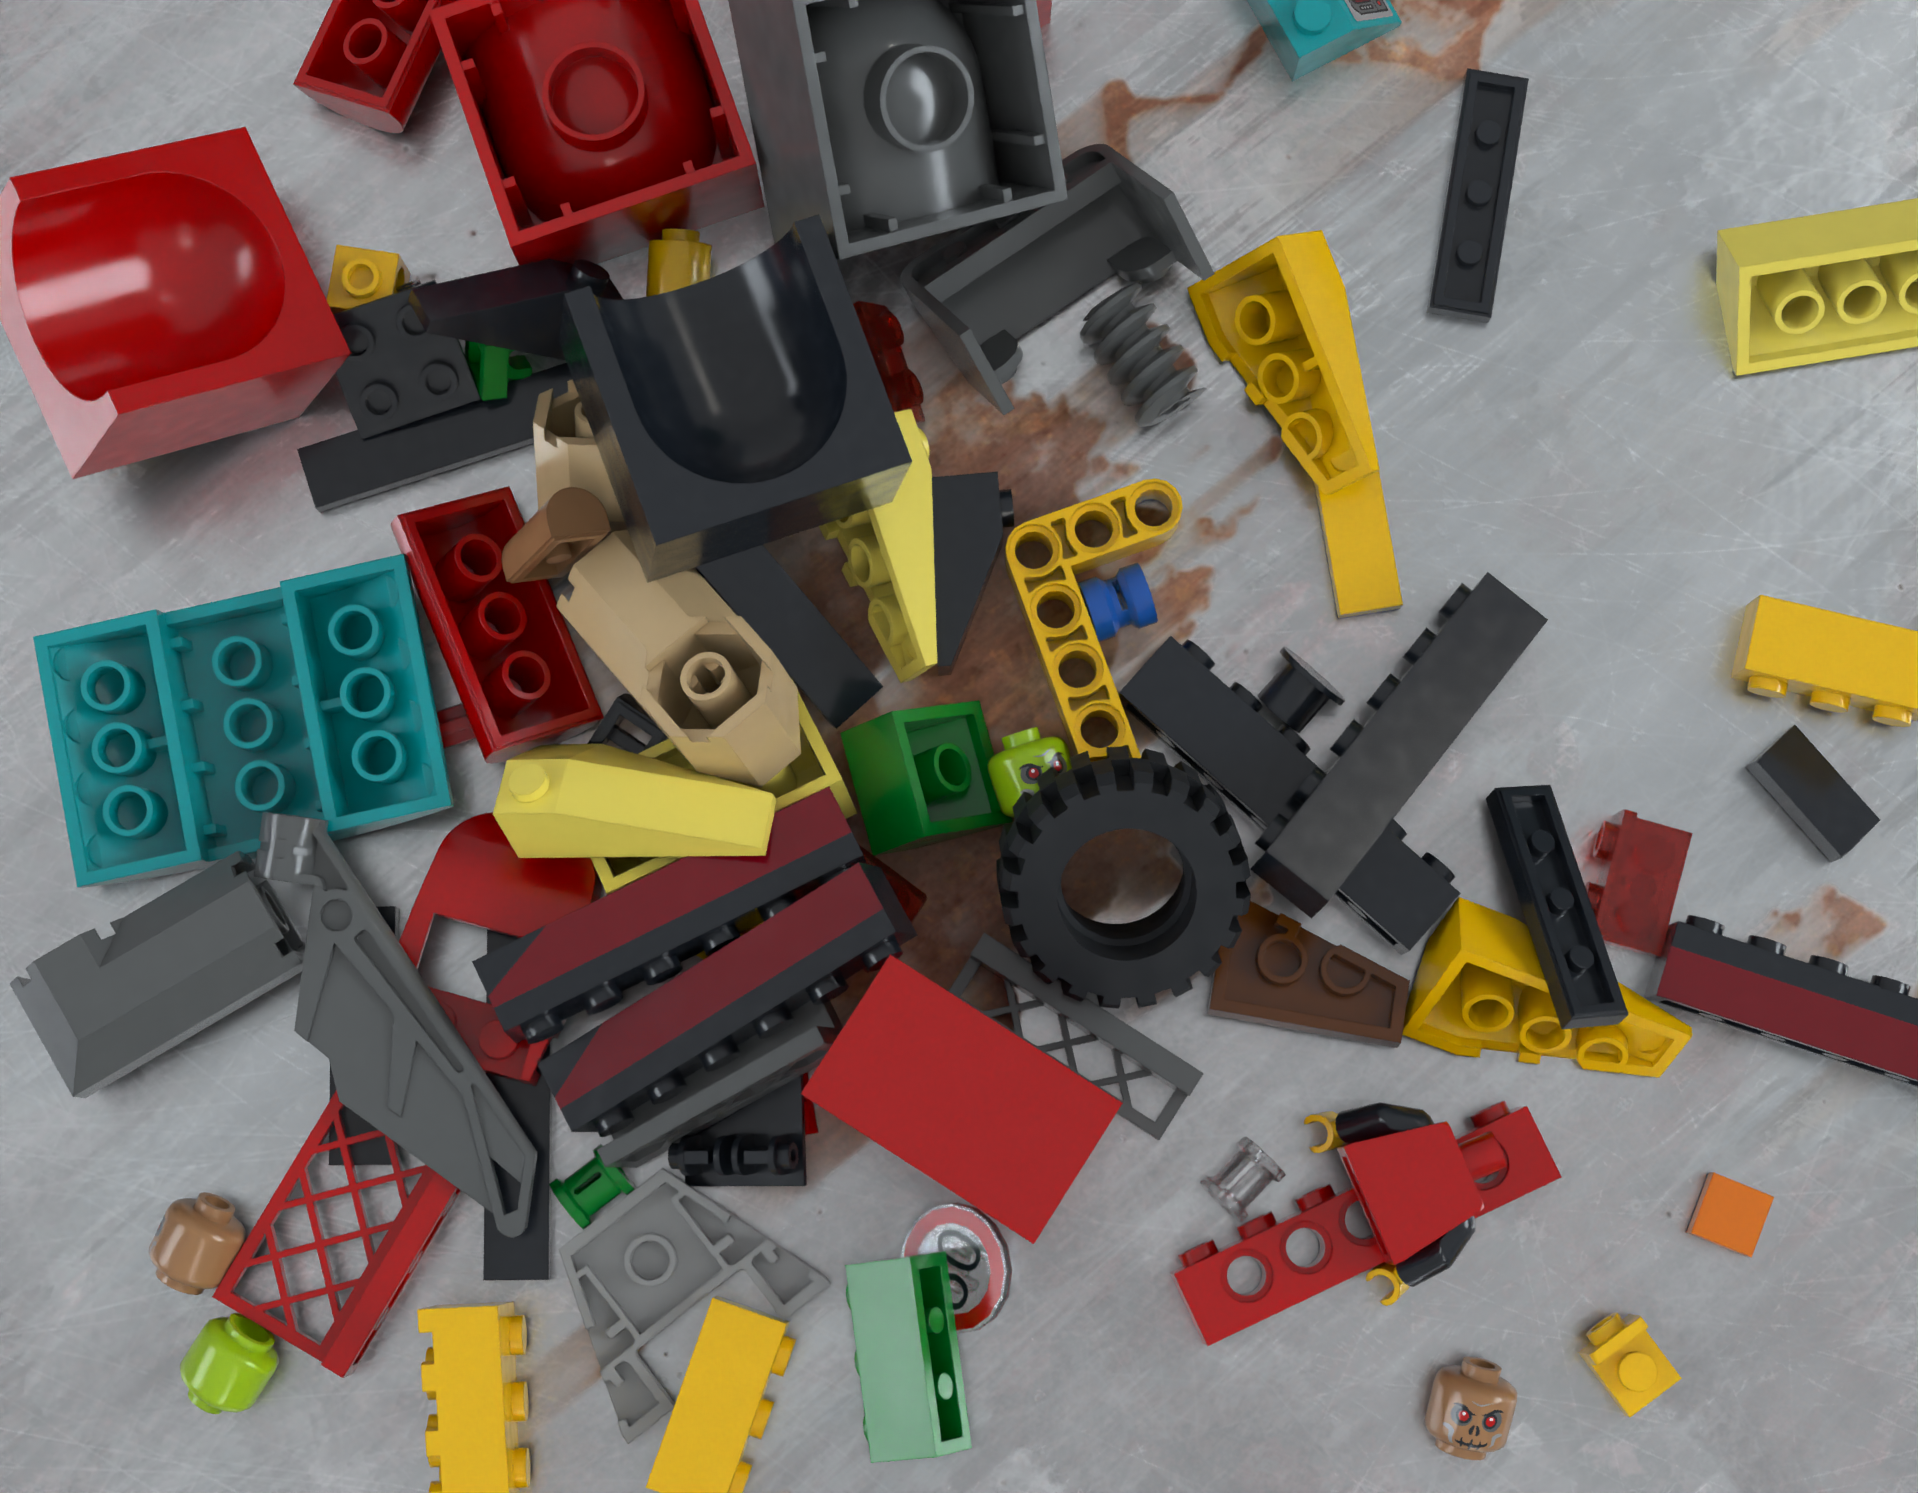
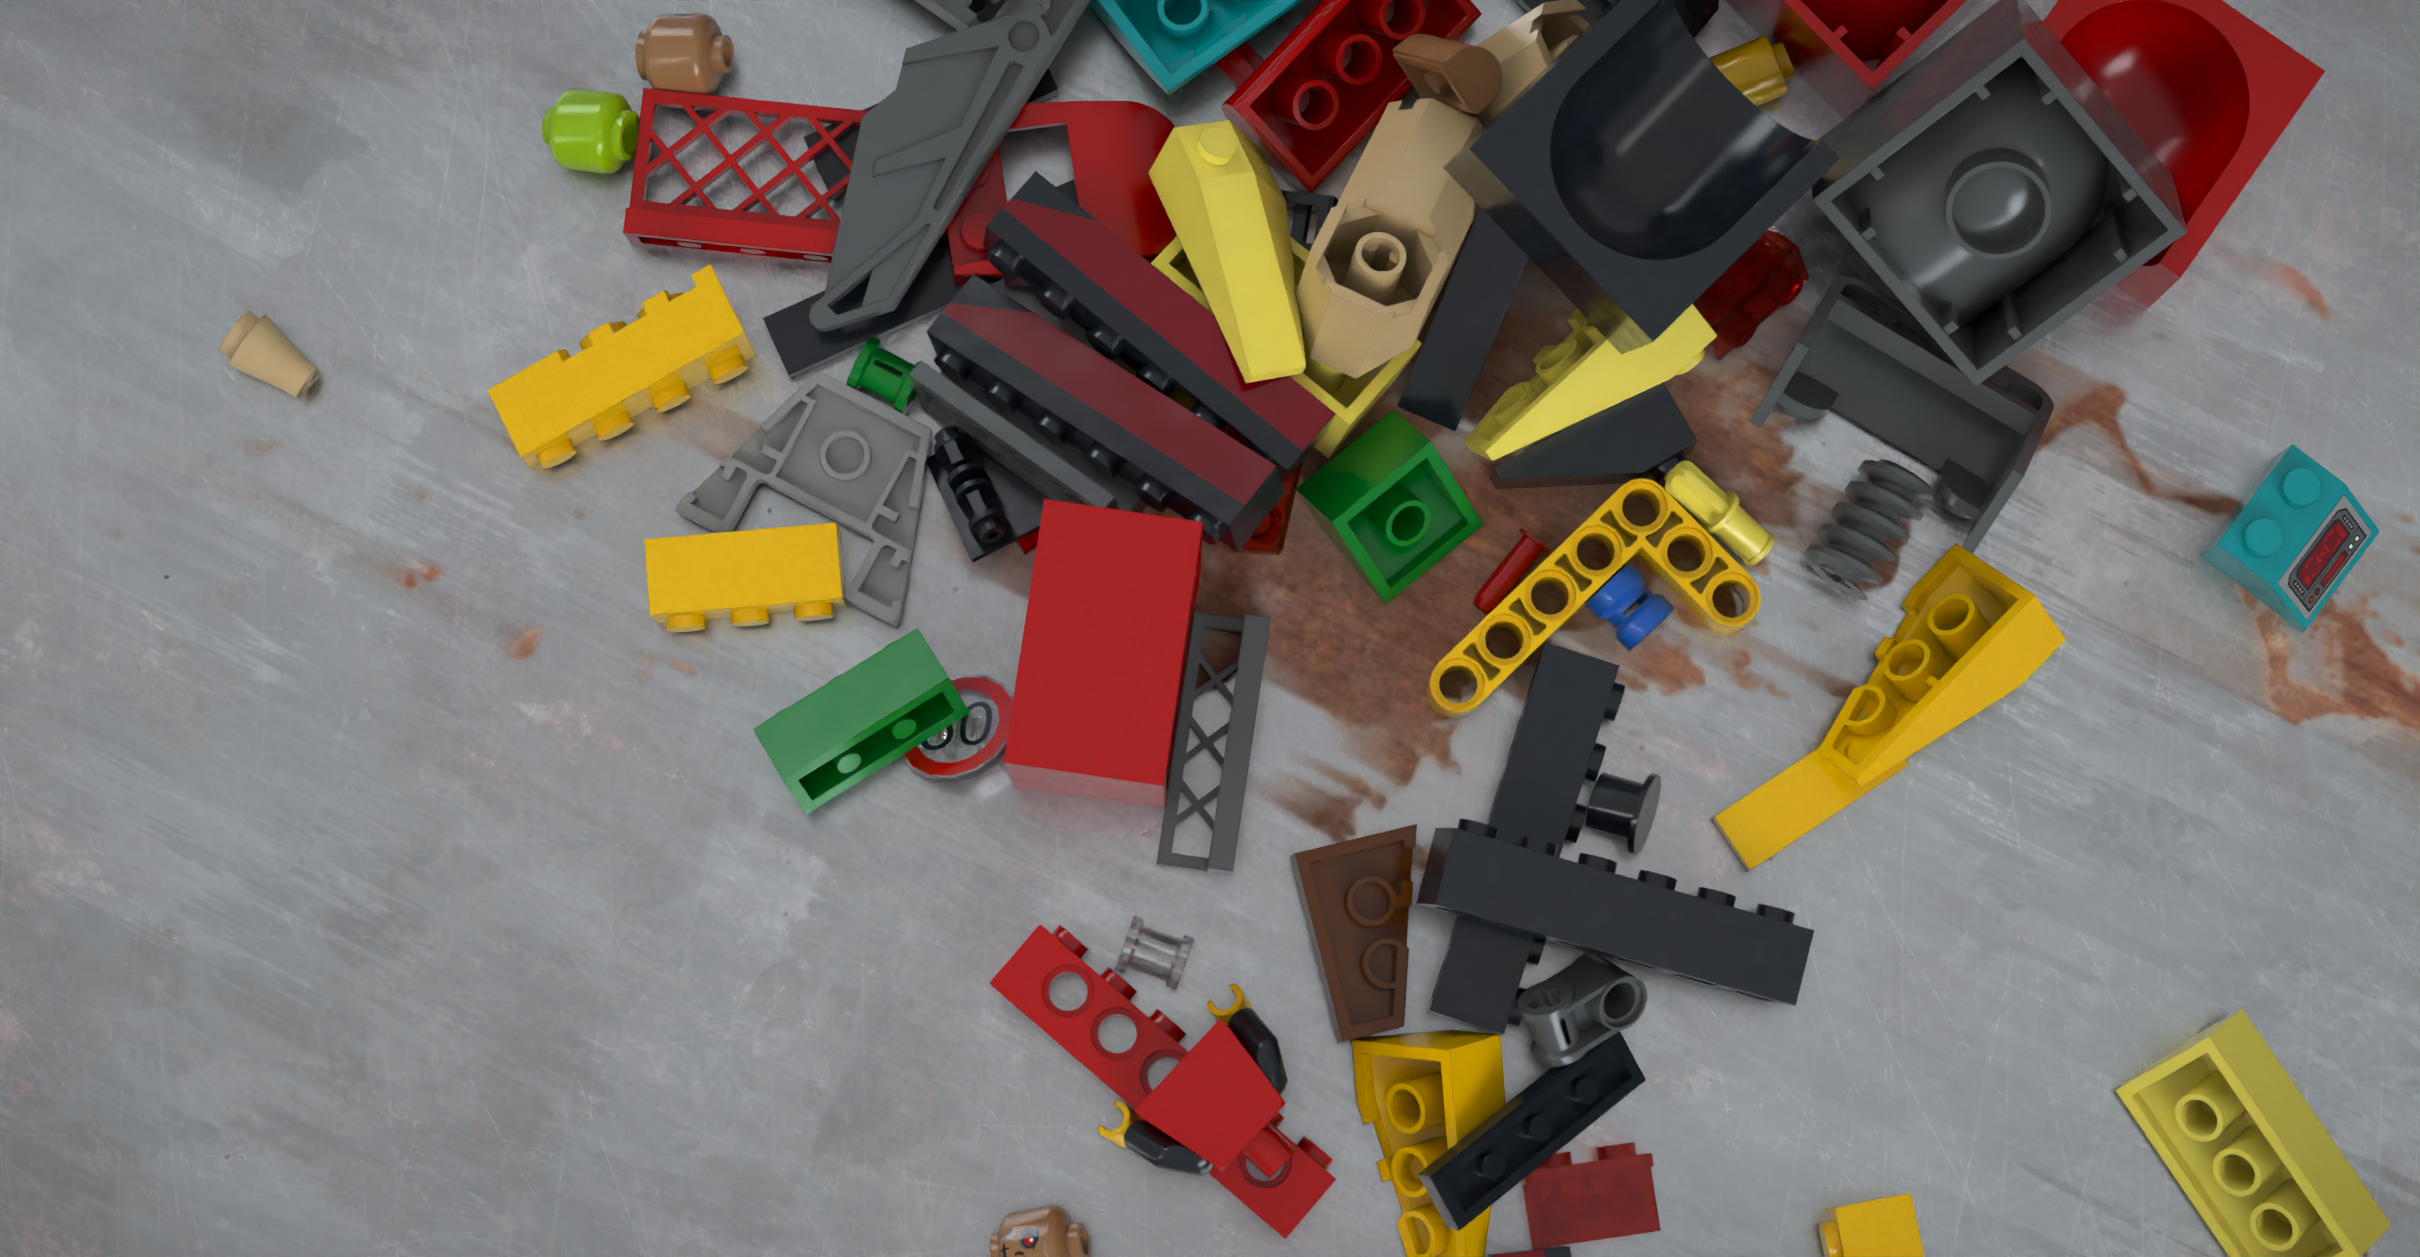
camera: 65 degrees right, 0 degrees up
(1021, 764) = (1434, 601): lime head -> none
(1034, 696) = (1509, 572): none -> red piece
(1068, 483) = (1719, 512): none -> light yellow axle
(1138, 955) = (1298, 733): black tyre -> none
(1461, 808) = (1580, 1005): none -> dark grey piece
(1477, 195) = (2172, 773): black tile -> none

